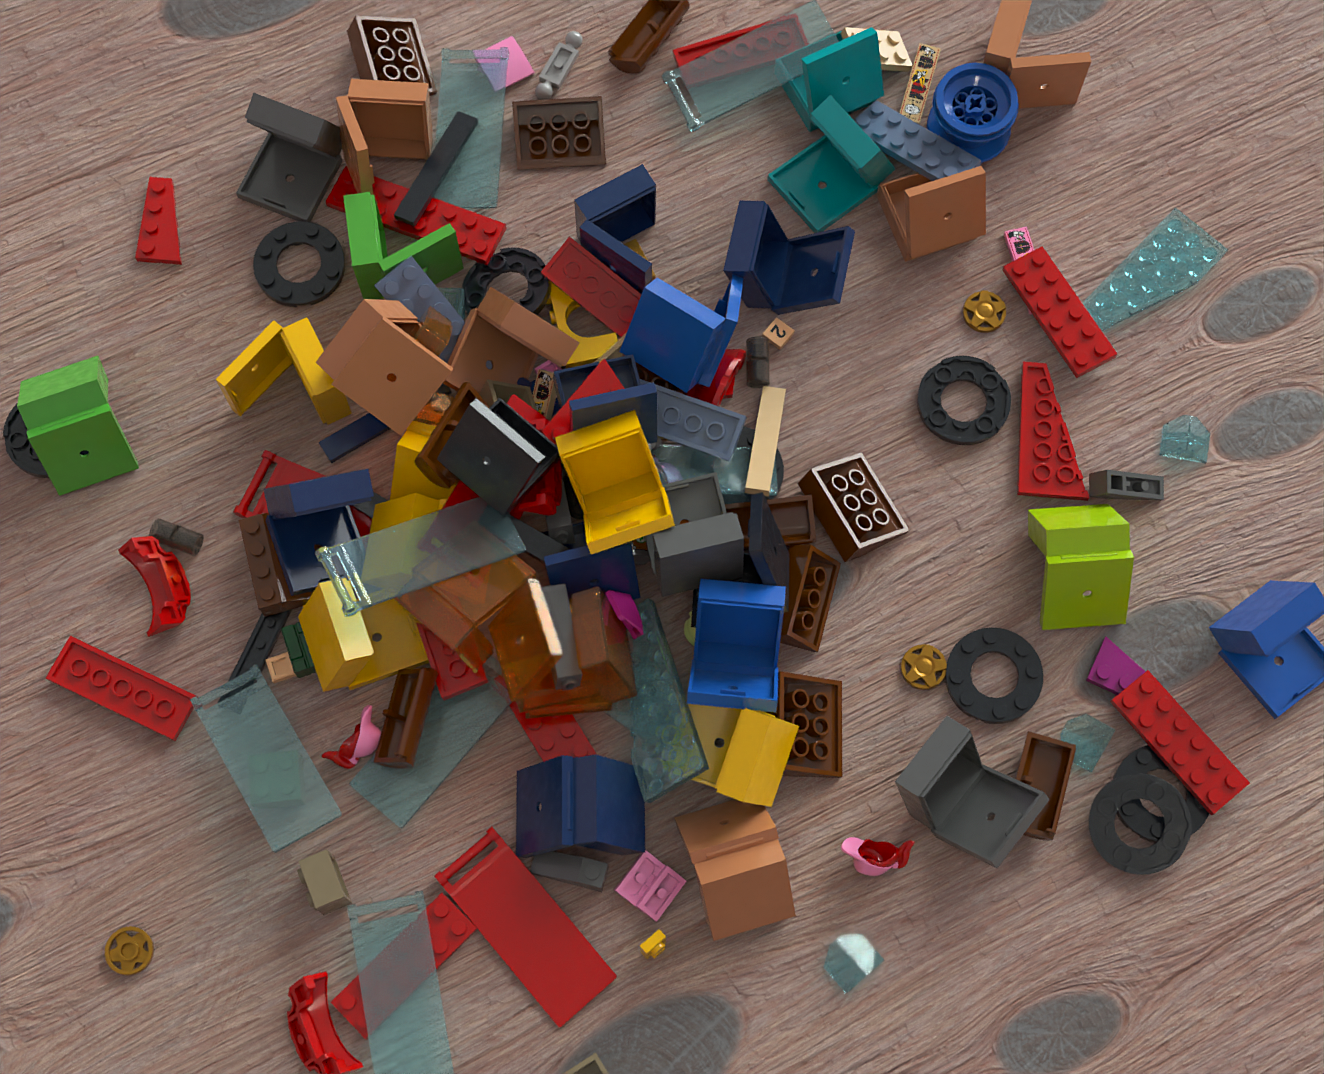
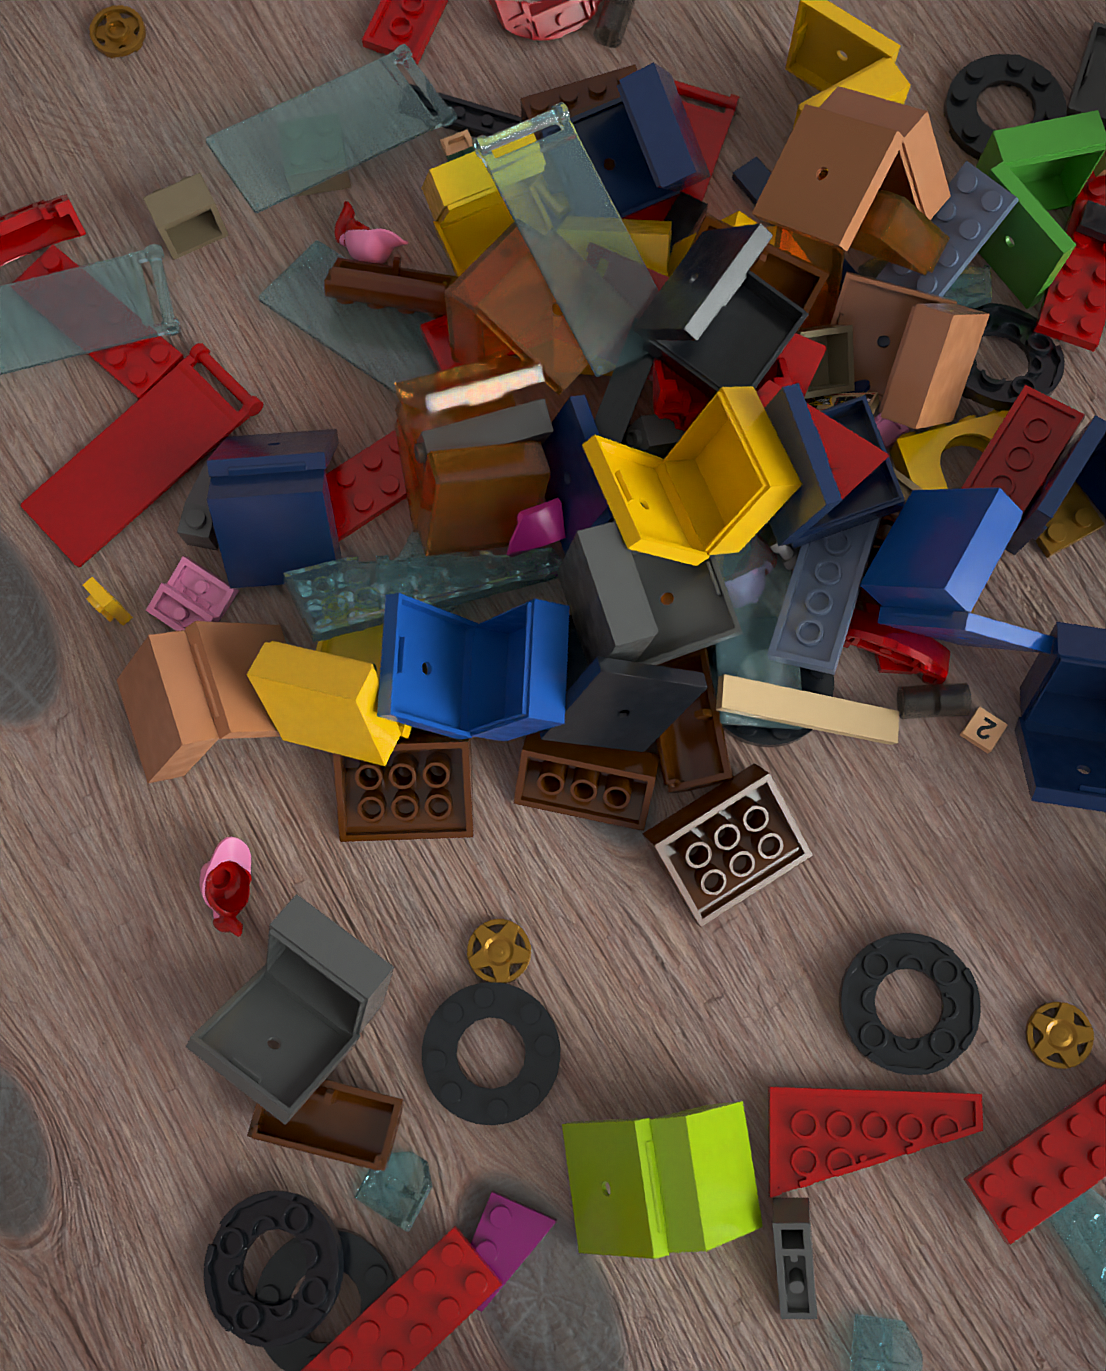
camera: 90 degrees right, 5 degrees up
(851, 960) = (95, 862): clear light blue slope -> none

